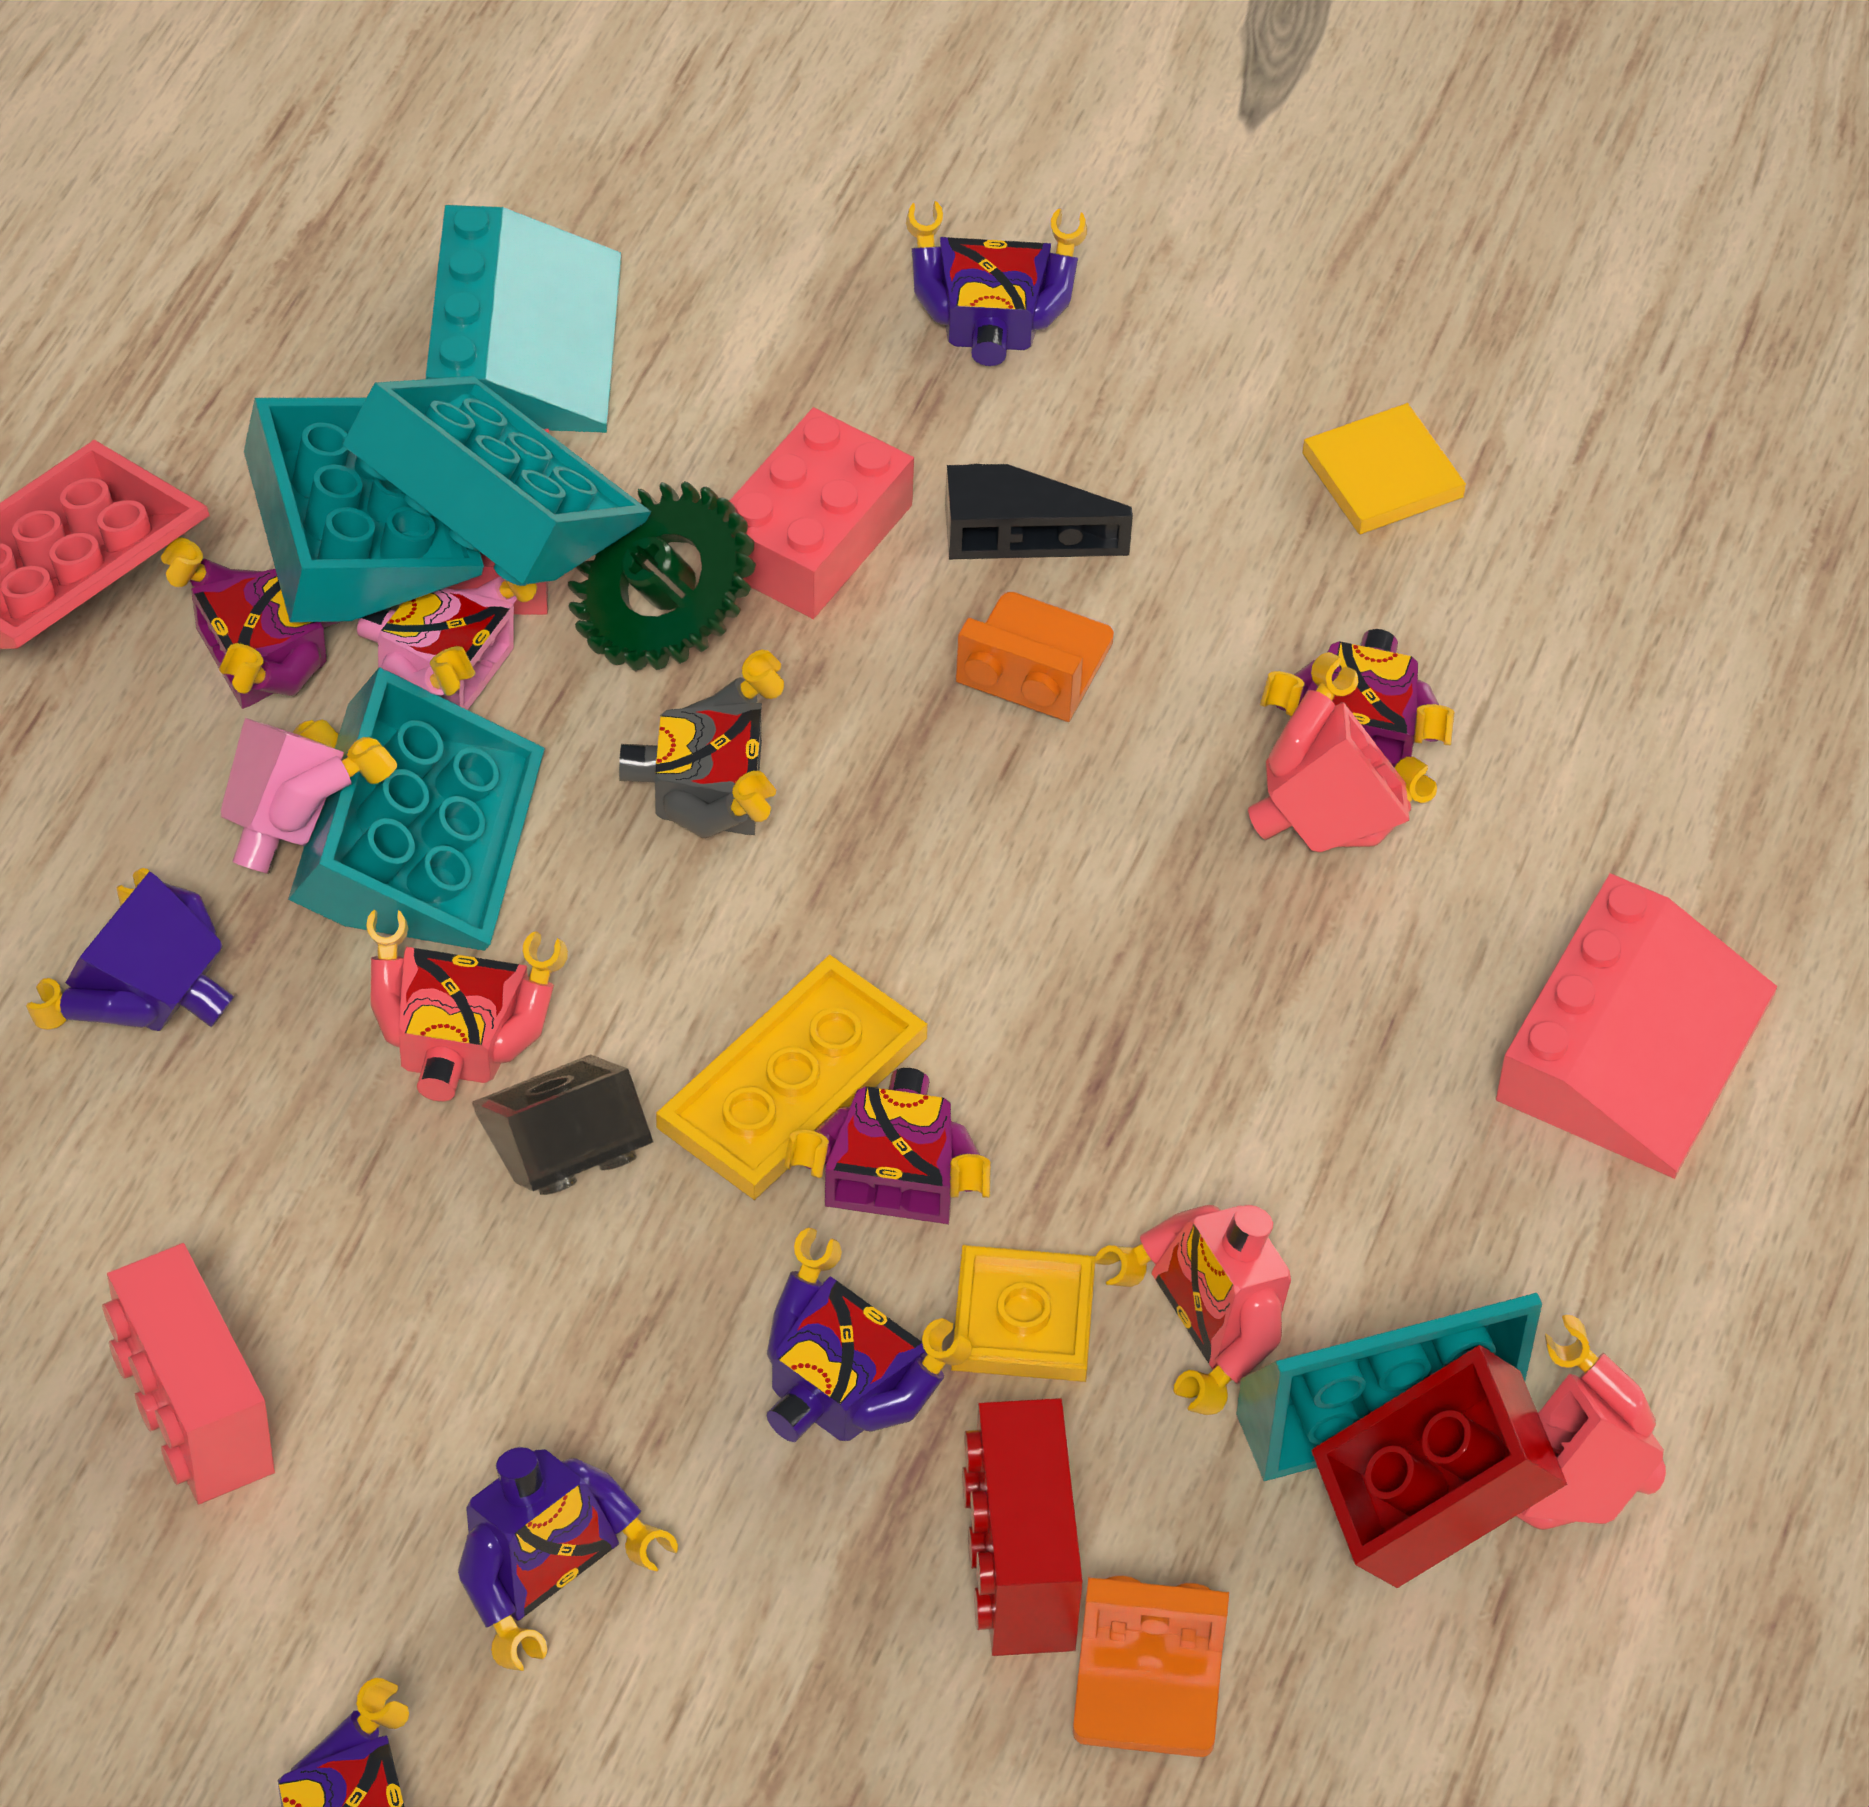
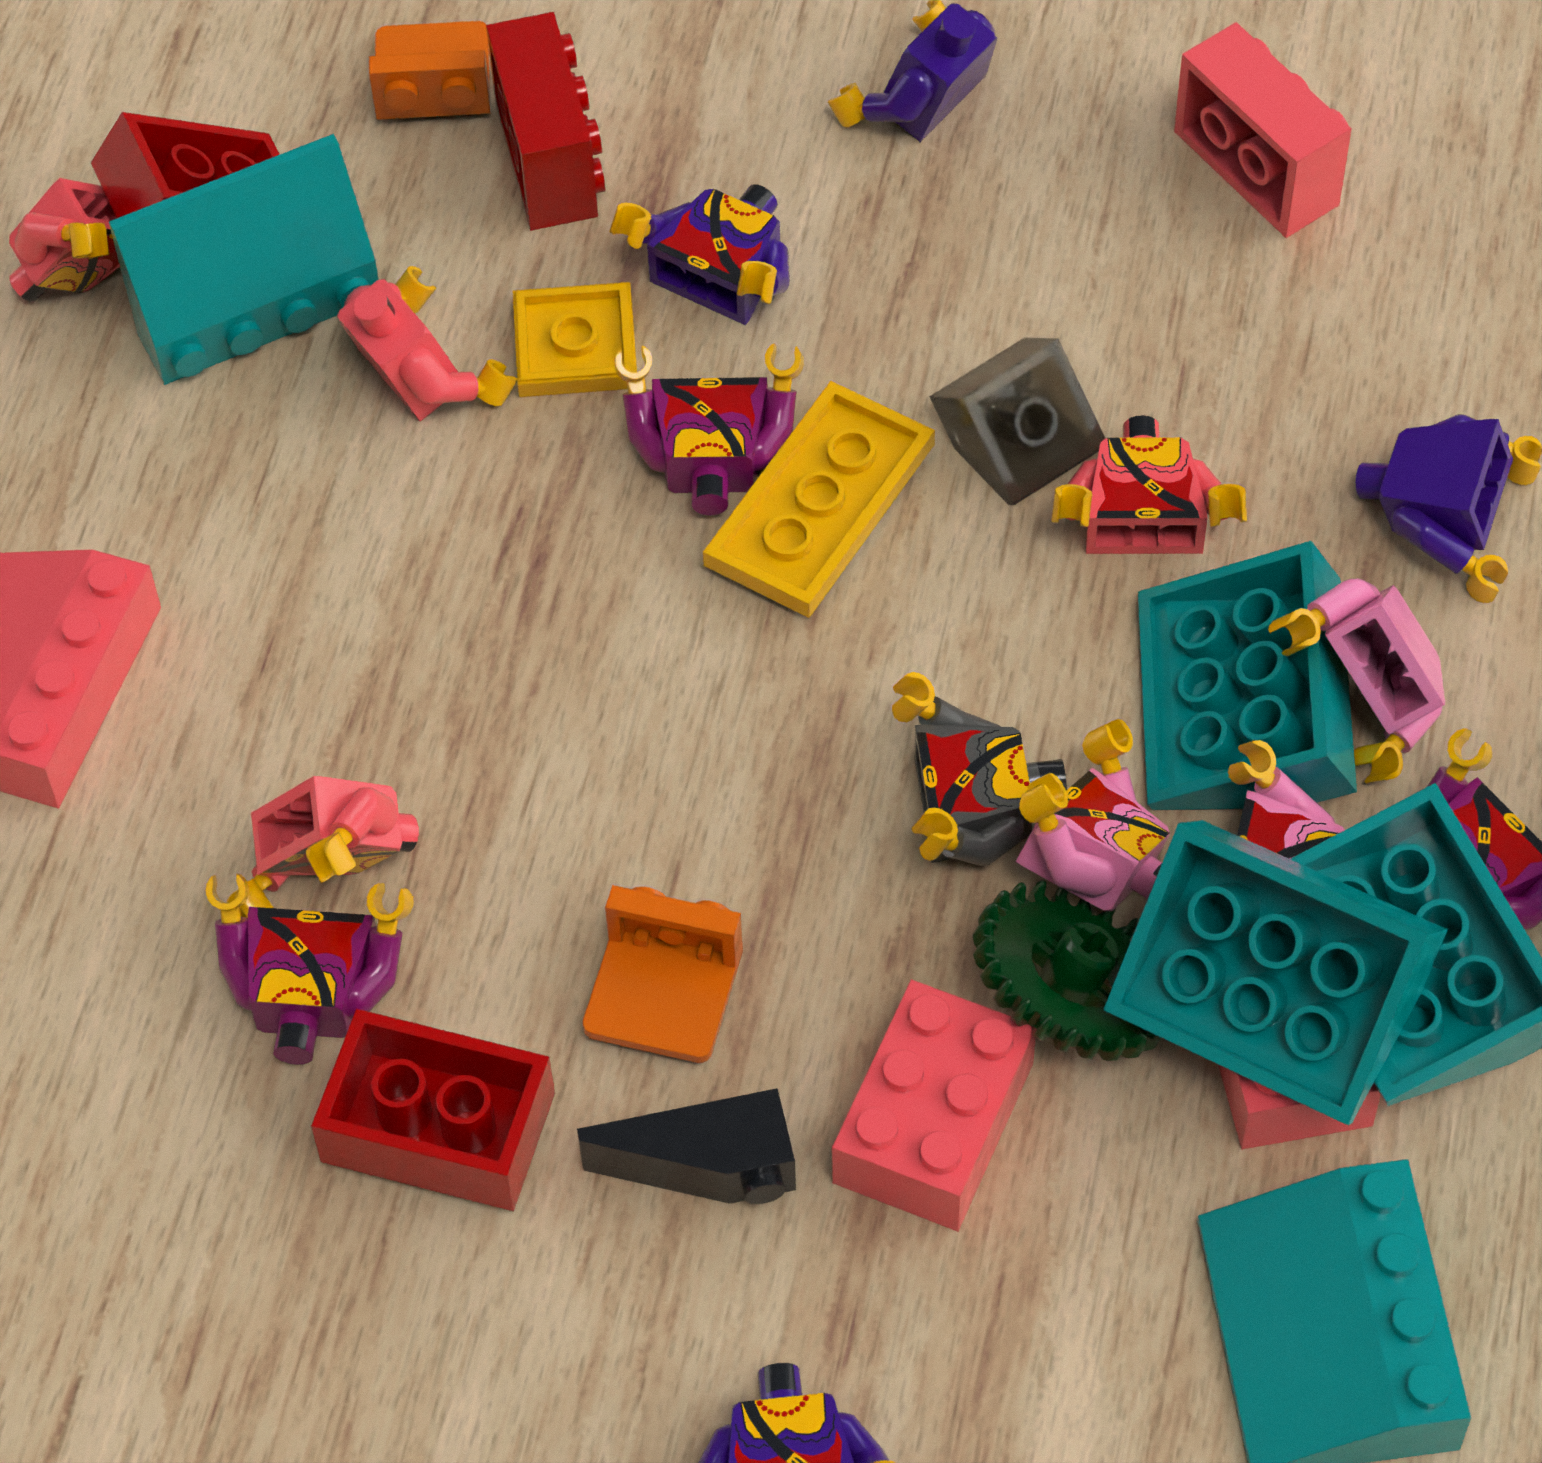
camera: 175 degrees right, 5 degrees up
(608, 676) = (1095, 832): none -> torso
(1256, 561) = (434, 1109): none -> red brick
(1383, 468) = (301, 1312): yellow tile -> none

